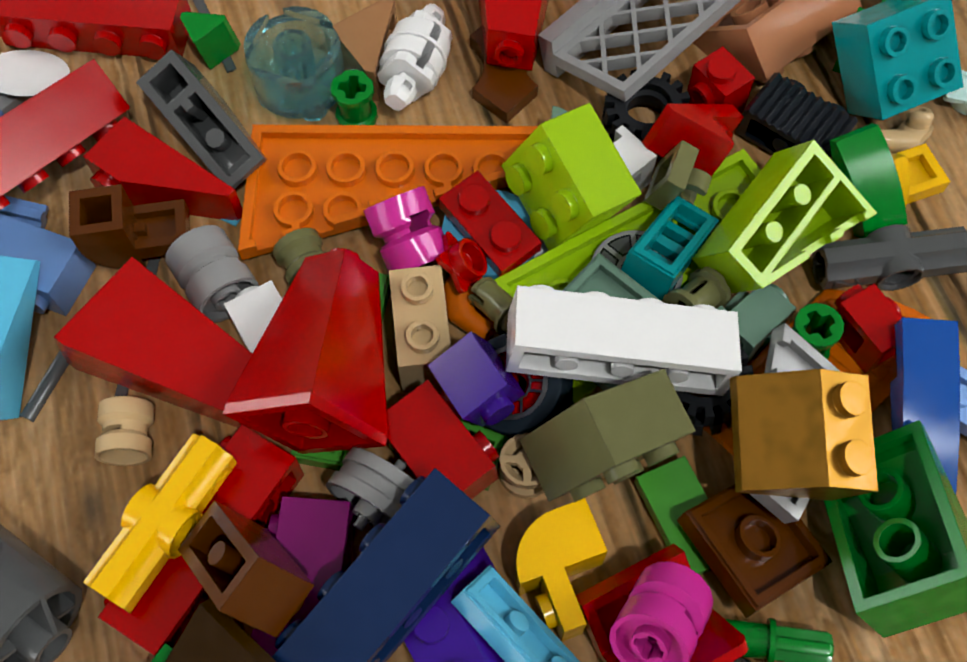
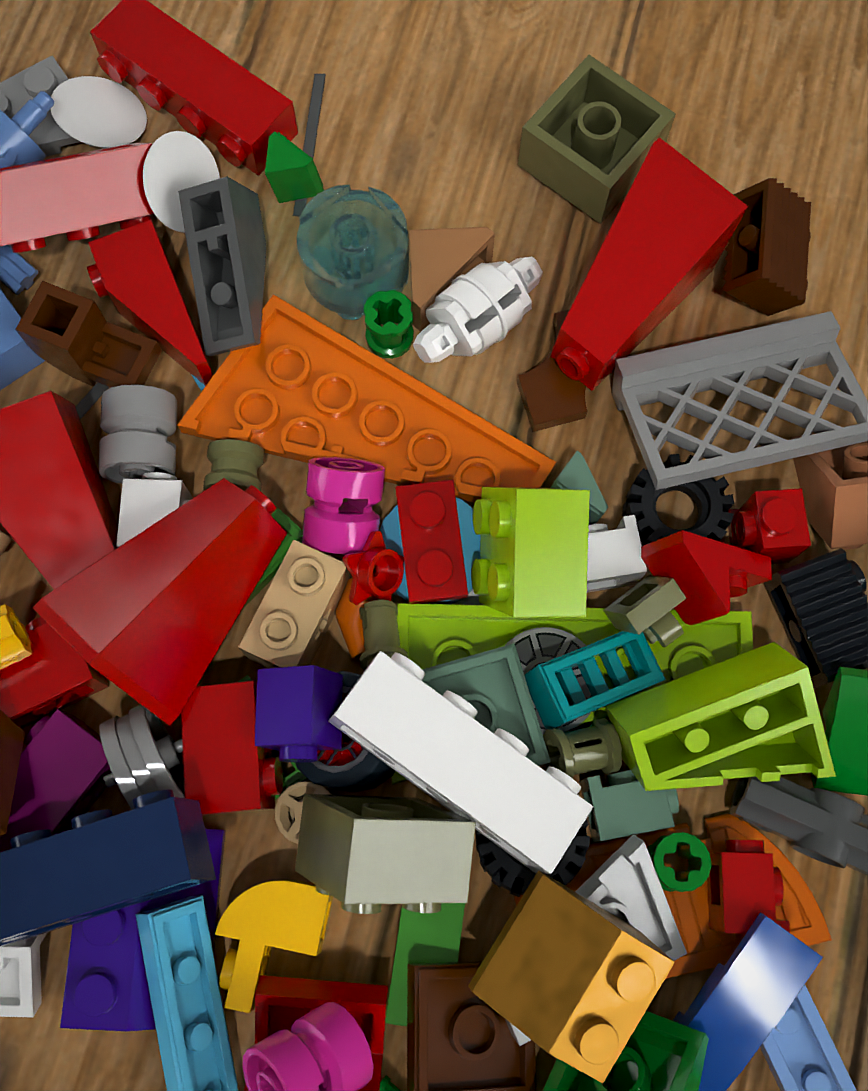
camera: 30 degrees right, 10 degrees up
(118, 73) = (171, 165): none -> white sticker

